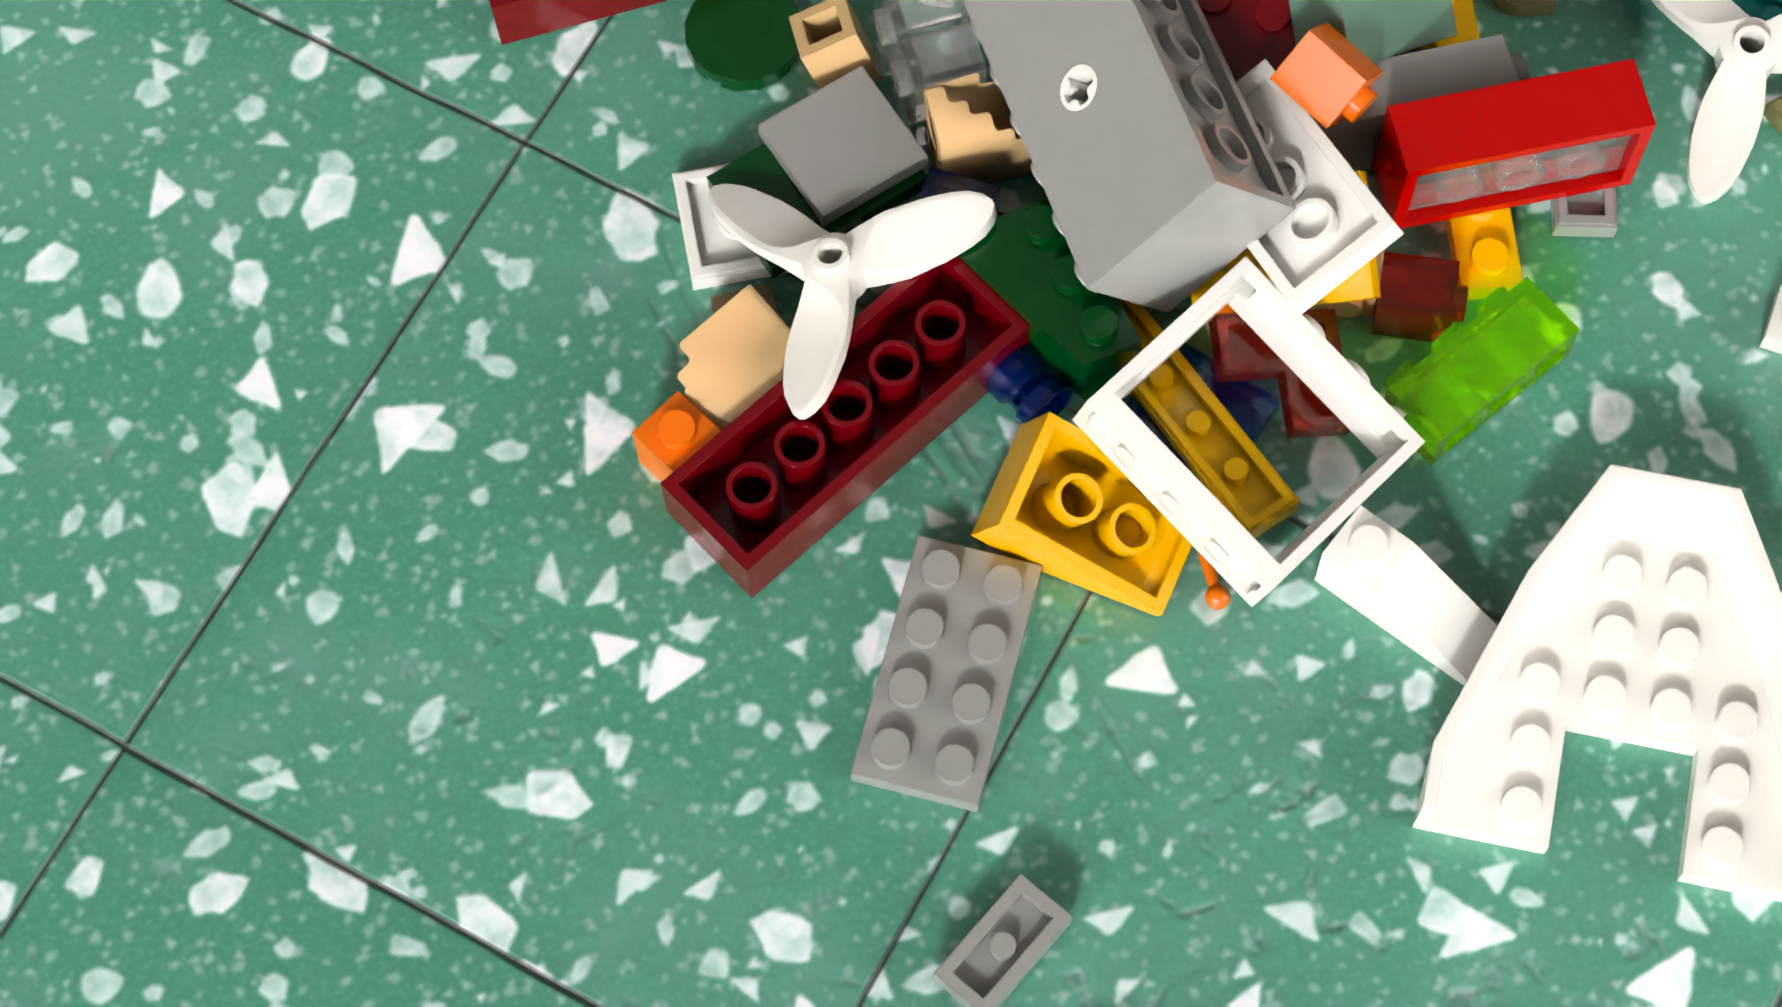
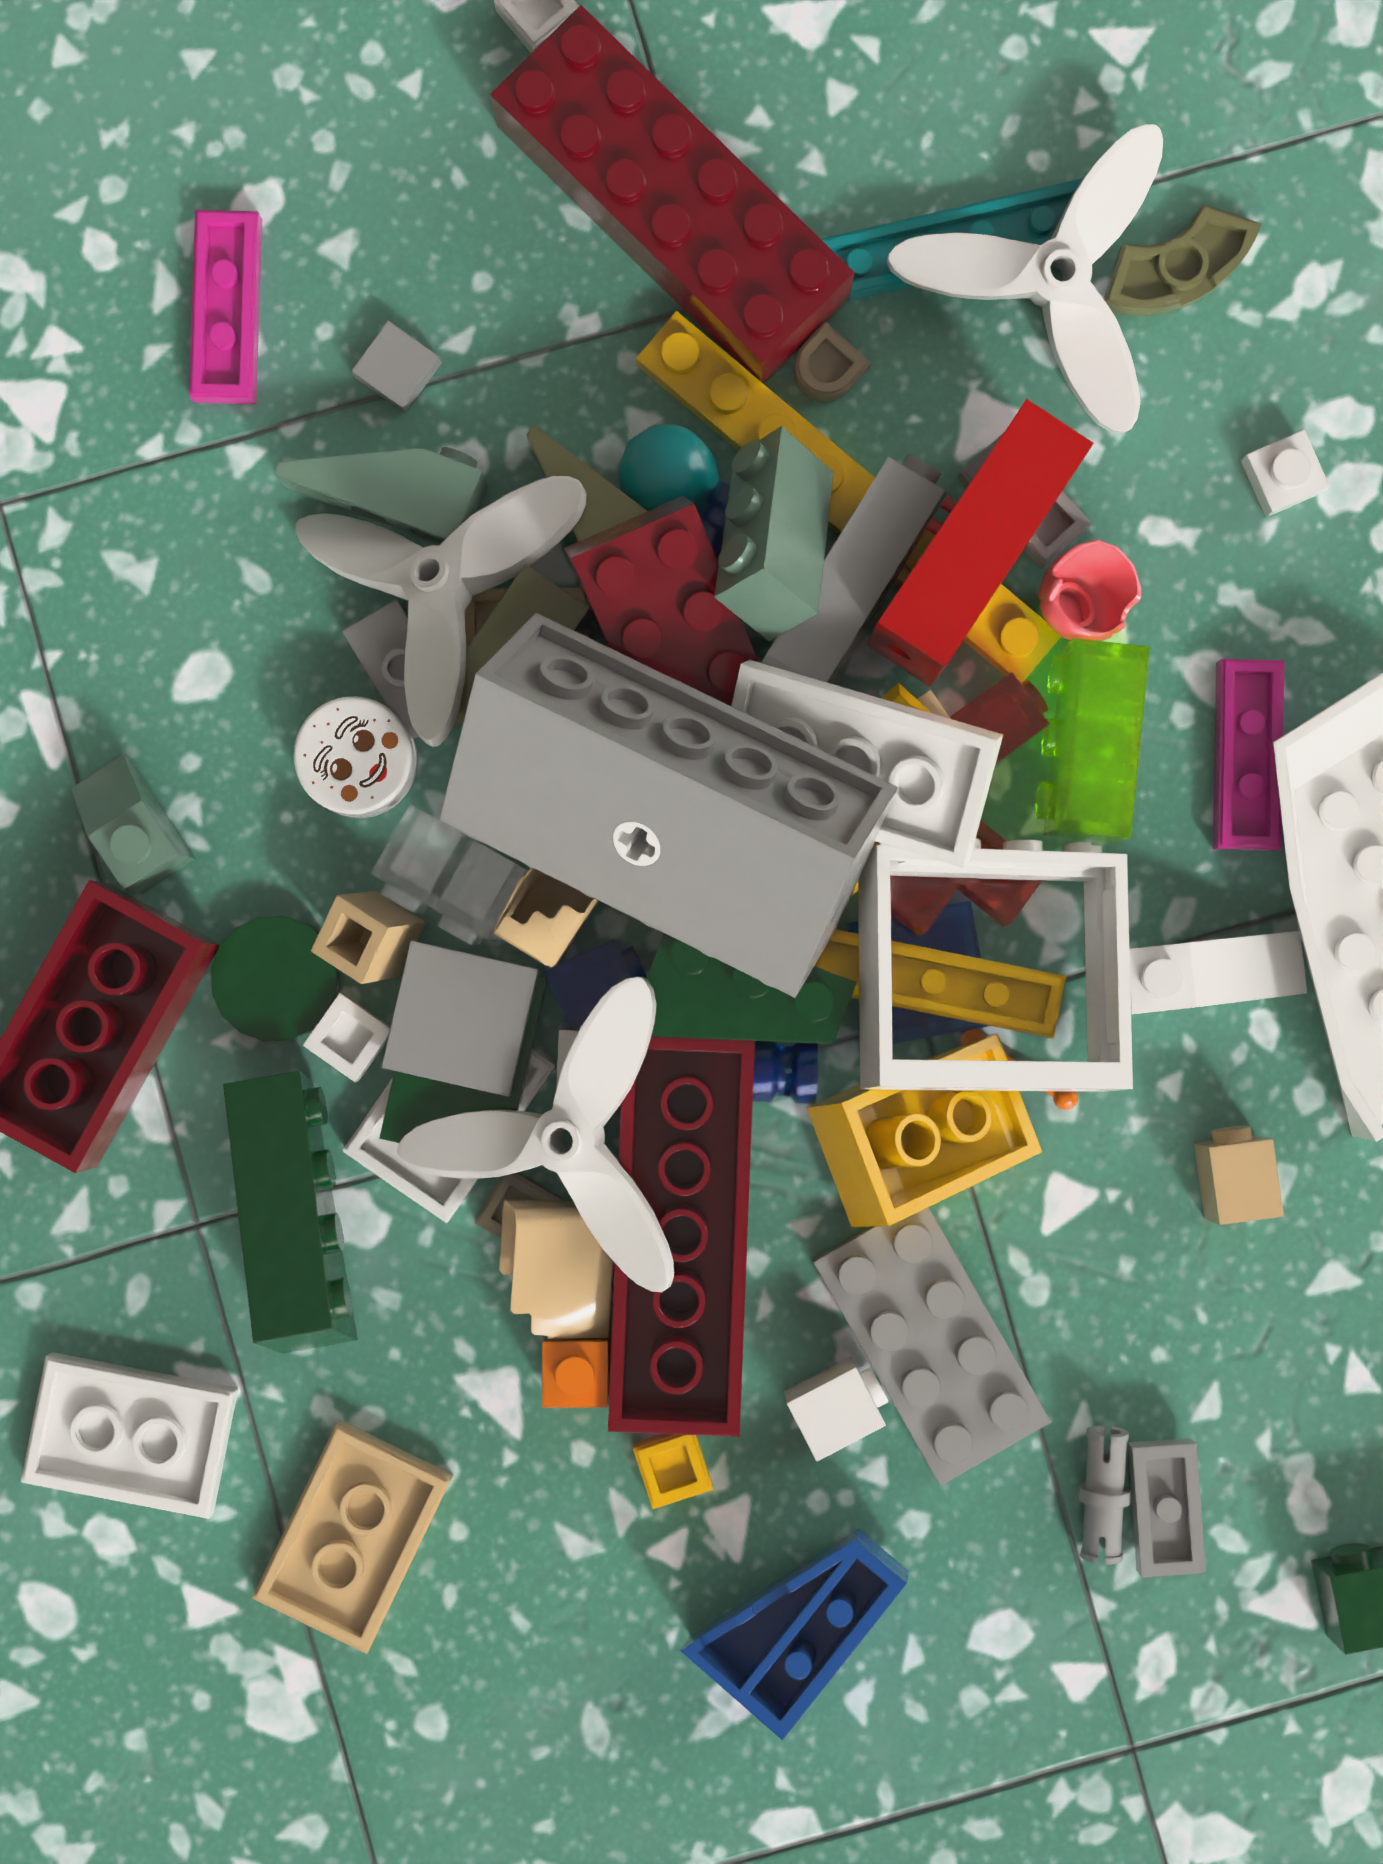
camera: 50 degrees left, 20 degrees up
(337, 227) = (129, 1435): none -> white tile
(407, 427) = (352, 1536): none -> tan tile
(590, 176) = (288, 1214): none -> dark green wedge
(651, 765) = (798, 1631): none -> blue wedge
(674, 586) = (672, 1468): none -> yellow tile
(749, 102) = (348, 1037): none -> white plate
(832, 644) = (837, 1407): none -> white brick
(965, 894) = (1104, 1494): none -> light grey pin
(1292, 758) = (1238, 1176): none -> tan brick
(1328, 76) = (813, 642): brick -> none
(1572, 263) = (1089, 591): none -> coral hair
(1626, 441) = (1245, 773): none -> dark pink tile

